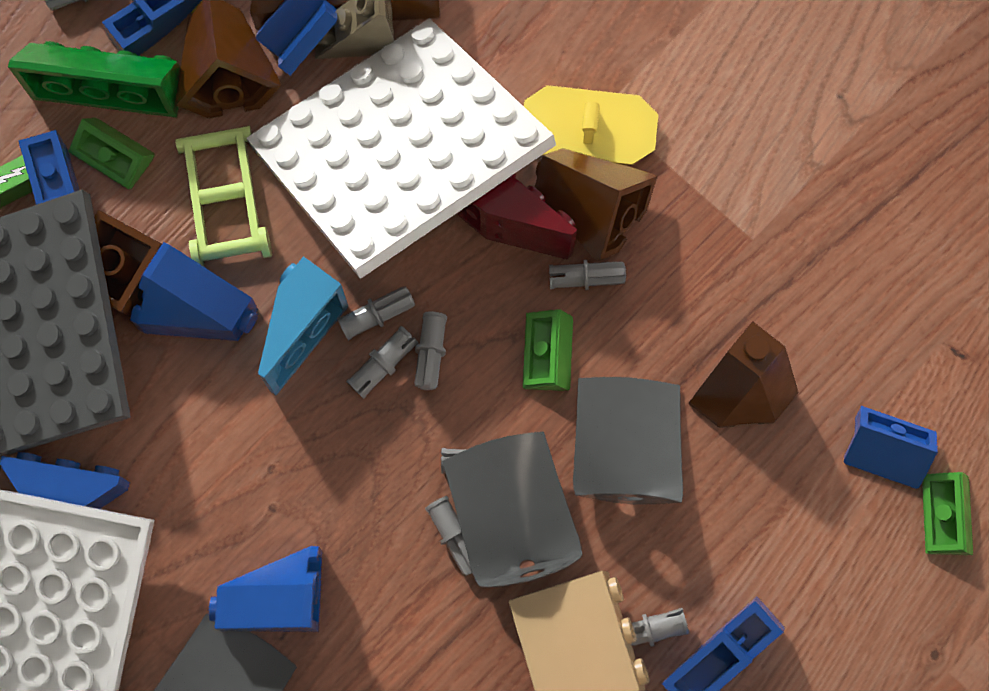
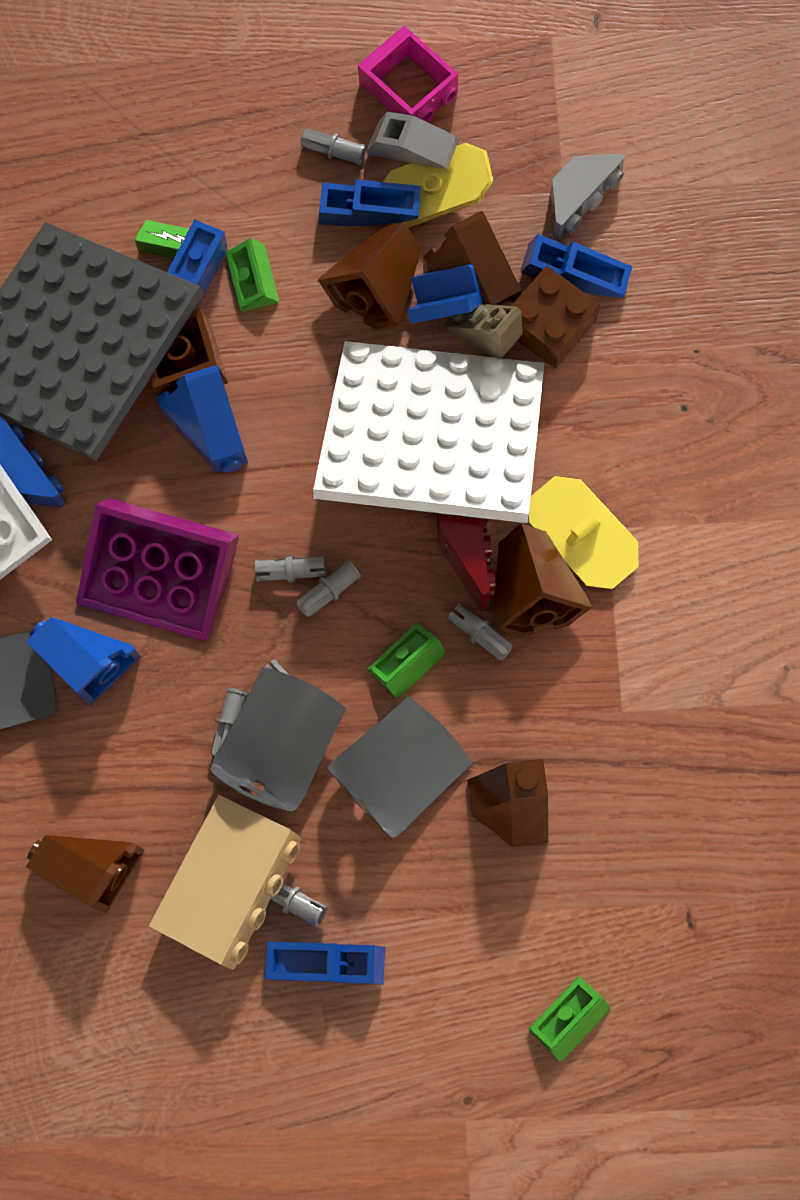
camera: 50 degrees right, 0 degrees up
(98, 78) = (286, 218): green slope -> none
(259, 239) = (289, 418): yellowish green piece -> none
(266, 465) = (156, 568): none -> magenta slope
(301, 316) = (258, 493): dark azure slope -> none
(376, 312) = (317, 532): light grey axle -> none
(891, 447) = (573, 936): blue panel -> none

